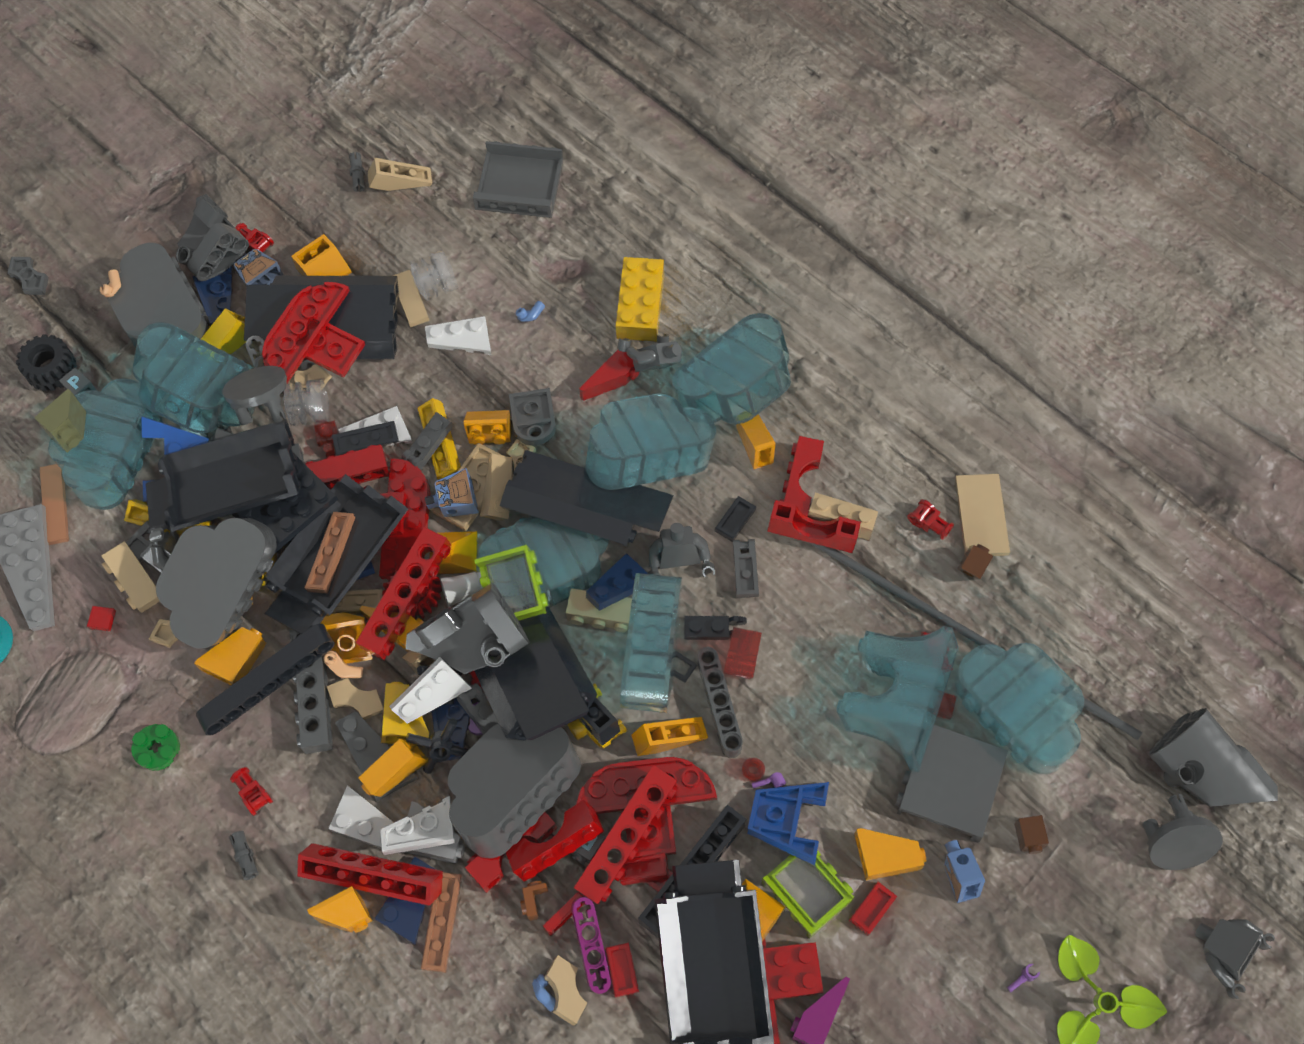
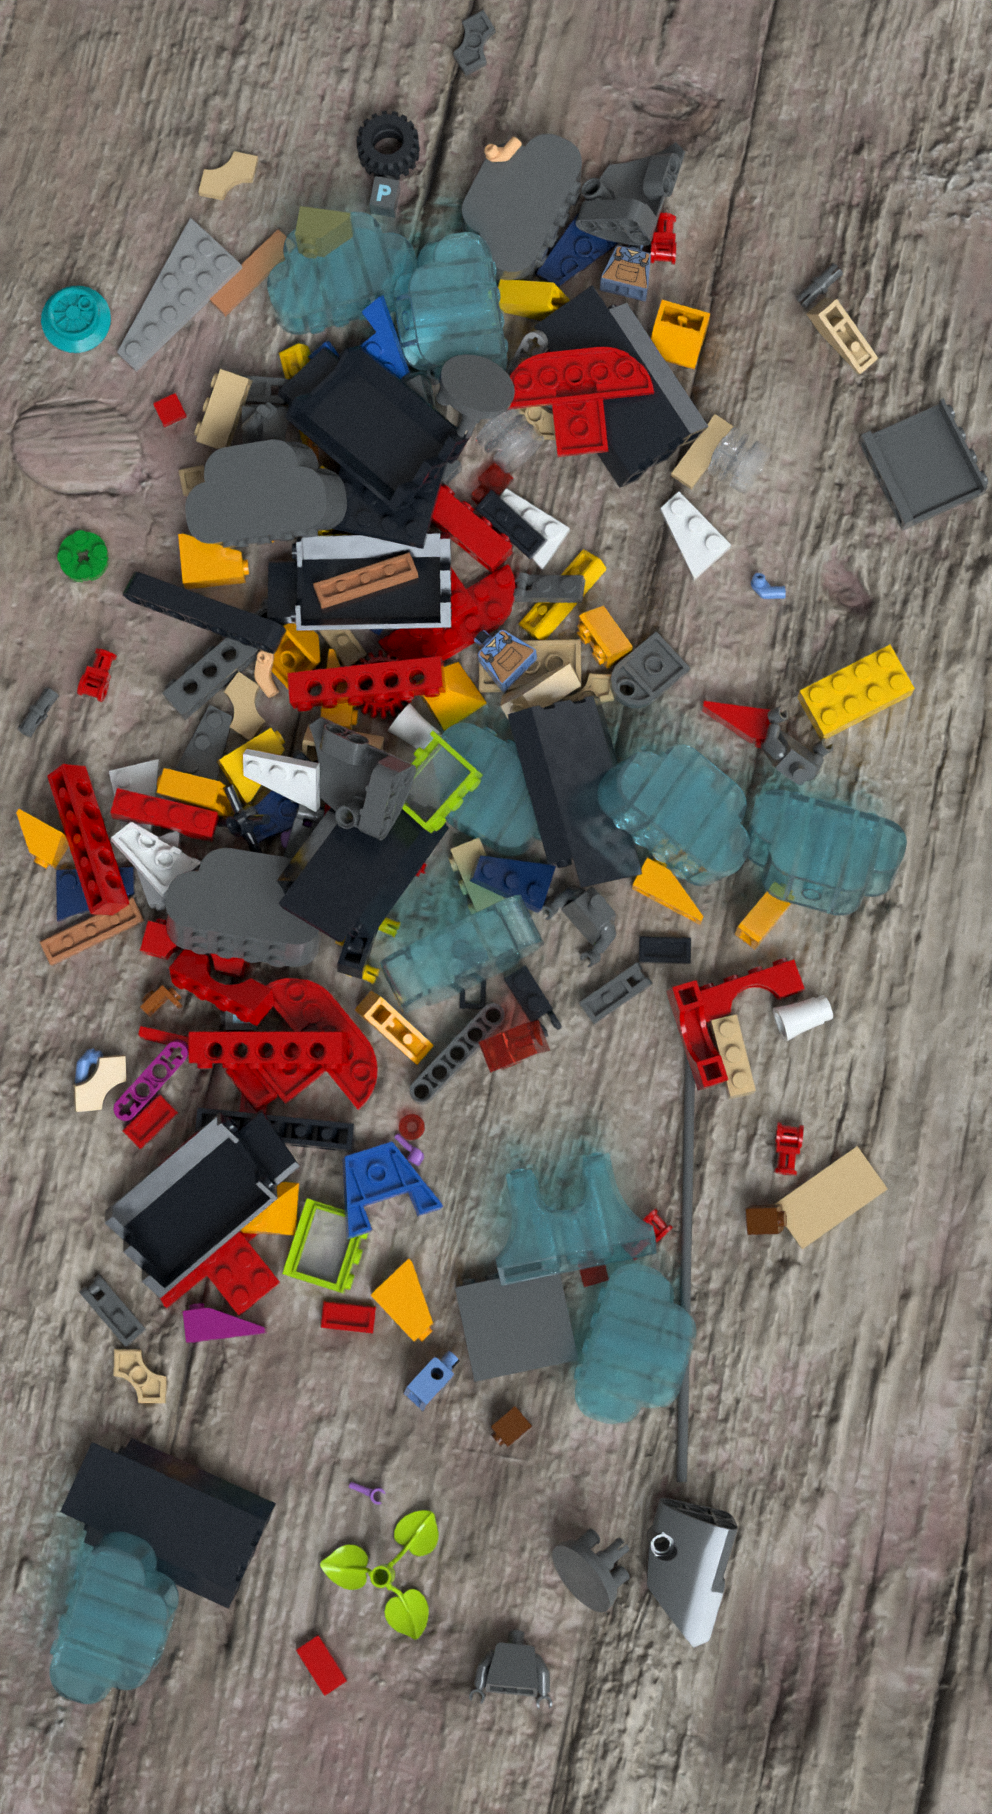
camera: 60 degrees right, 15 degrees up
(409, 787) = (146, 809): none -> red arch
(695, 490) = (663, 887): none -> light orange slope
(841, 458) = (802, 1016): none -> white plant

